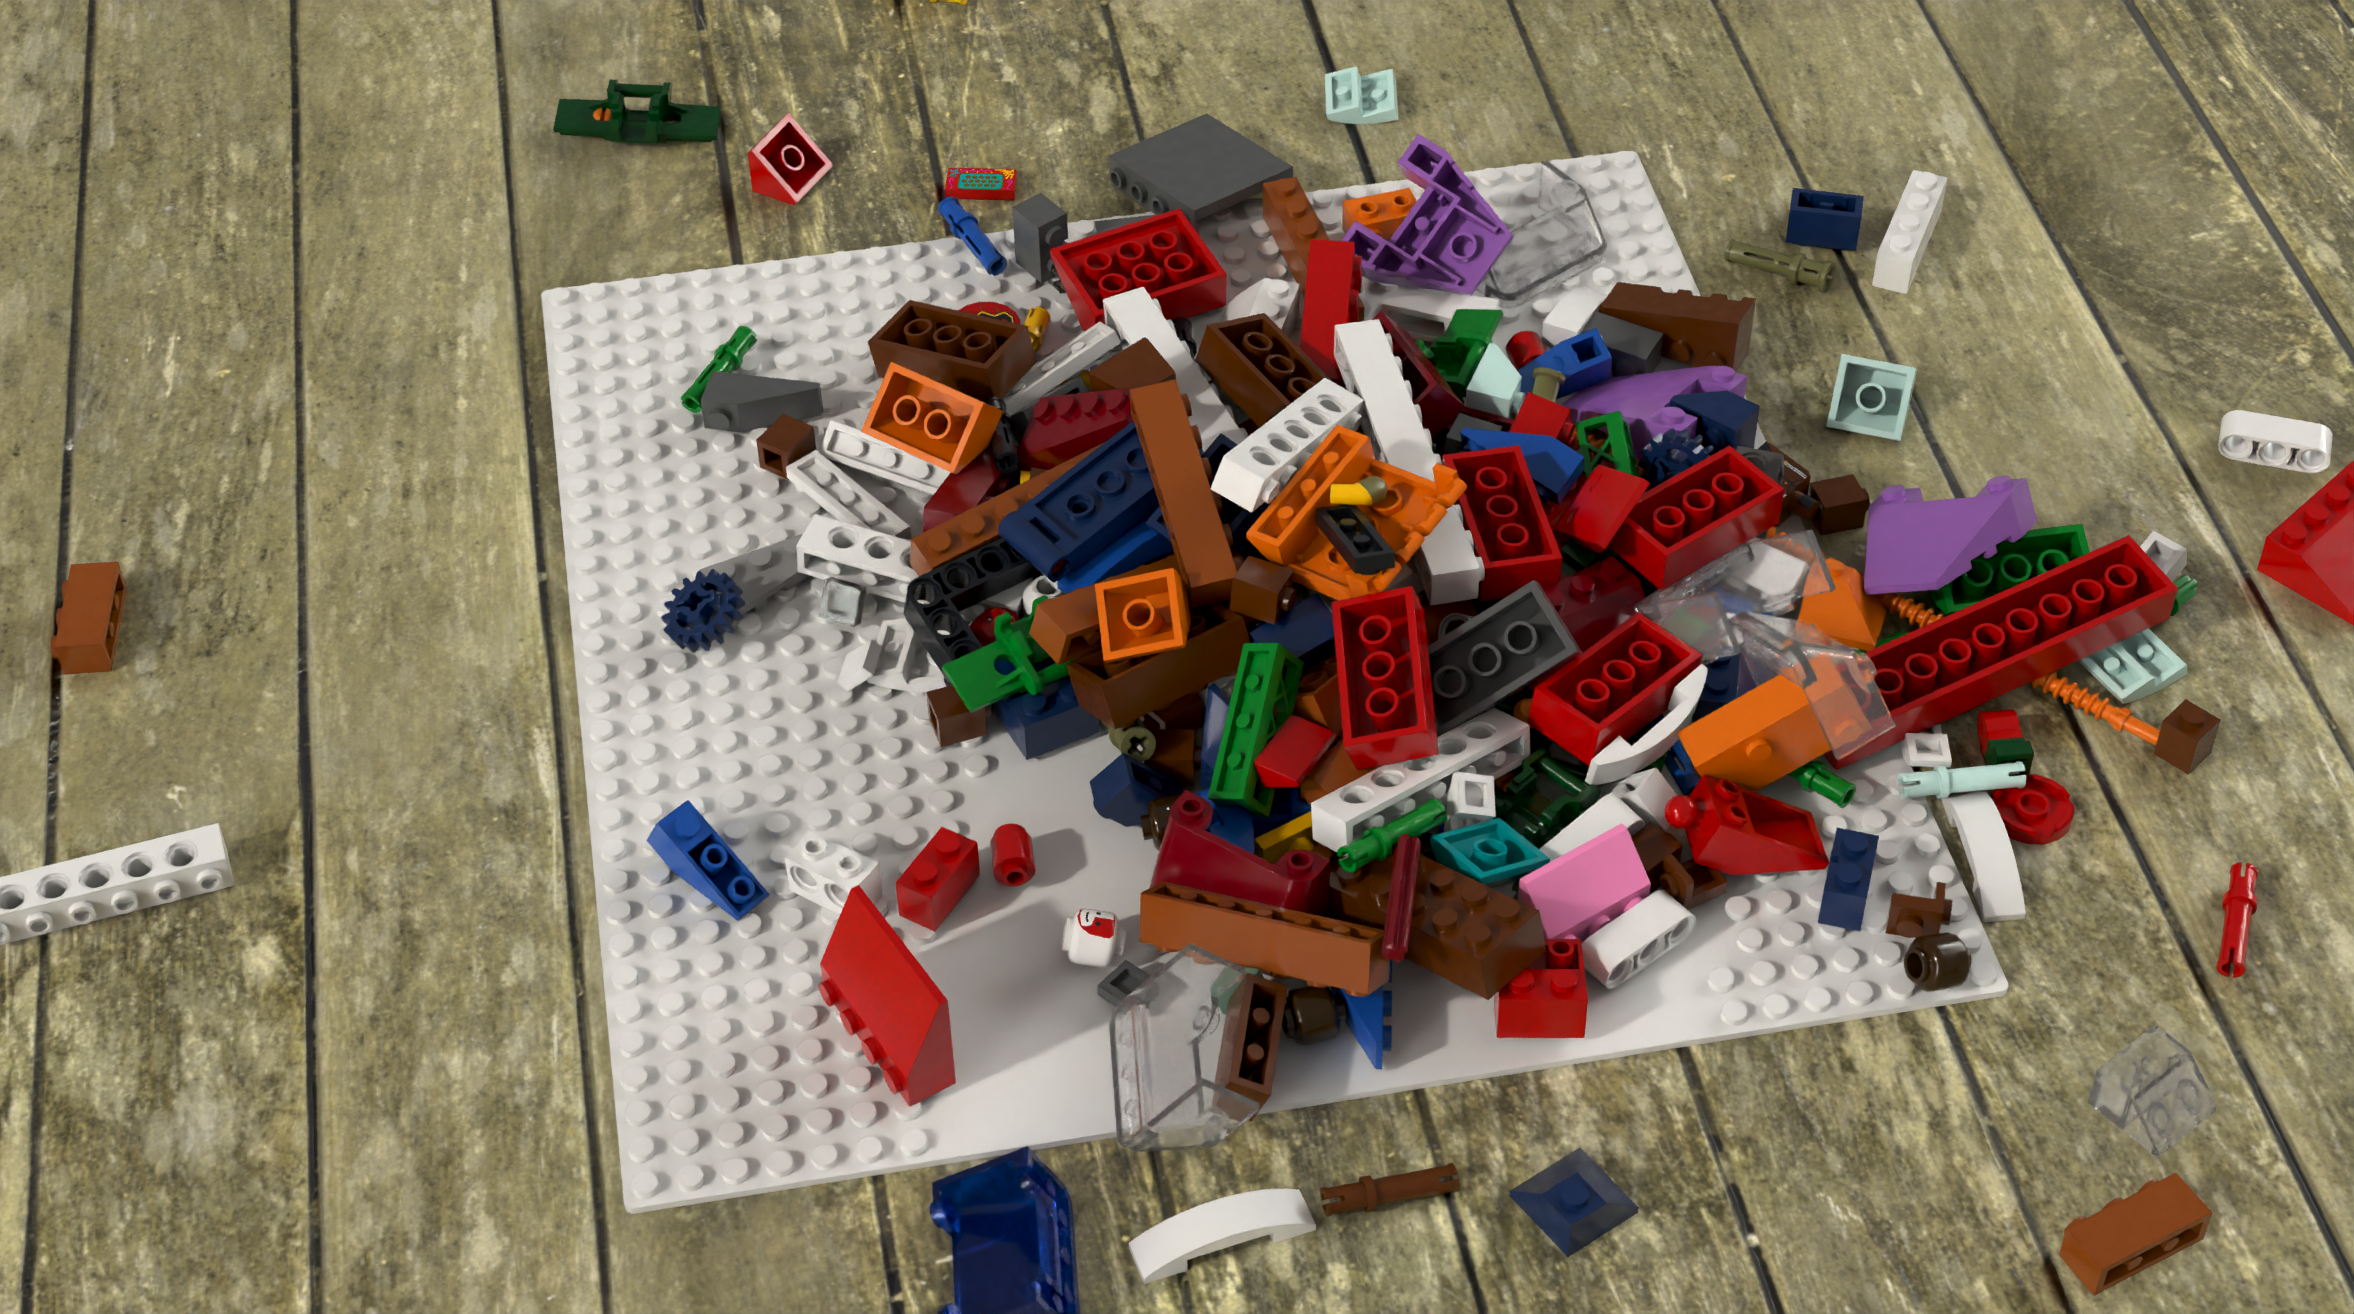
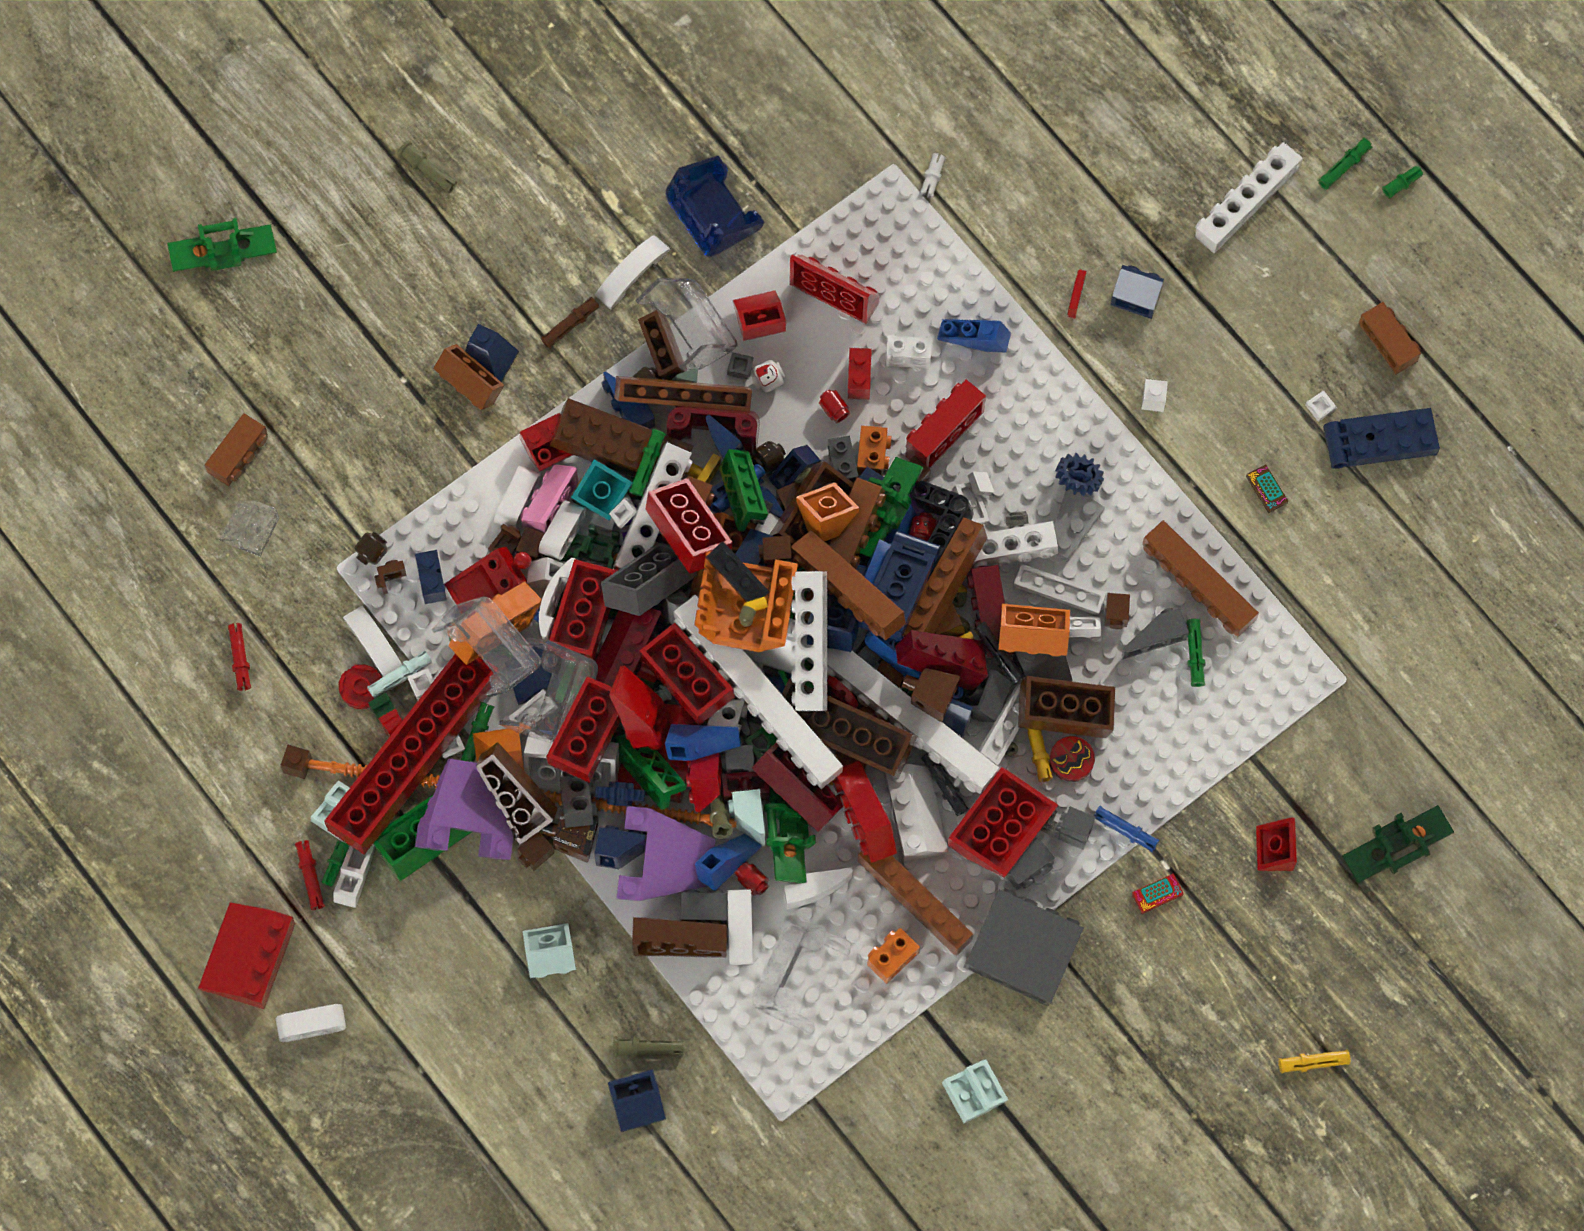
camera: 150 degrees right, 25 degrees up
(228, 509) = (1392, 435): none -> dark blue hinge
(271, 588) = (1321, 406): none -> white tile
(399, 818) = (1137, 291): none -> slope
(444, 523) = (1267, 488): none -> tile
(492, 865) = (1076, 294): none -> red tile
(499, 681) = (1154, 395): none -> white brick
(575, 1153) = (932, 175): none -> white pin
(640, 440) = (1200, 579): none -> dark orange brick
(858, 738) = (945, 424): none -> red brick
(996, 769) = (873, 449): none -> orange brick
(1044, 1031) = (760, 315): none -> red slope
(1055, 769) = (842, 457): none -> dark grey brick
(1292, 753) = (718, 487): red slope -> none
(1401, 898) = (622, 419): dark red axle -> none
(1445, 238) = (843, 922): medium lavender wedge -> none
(1631, 1162) = (468, 377): none -> dark orange brick
(1842, 528) = (515, 793): none -> reddish brown wedge
(1909, 231) = (580, 1110): white brick -> none
(2214, 613) = (307, 865): none -> red pin

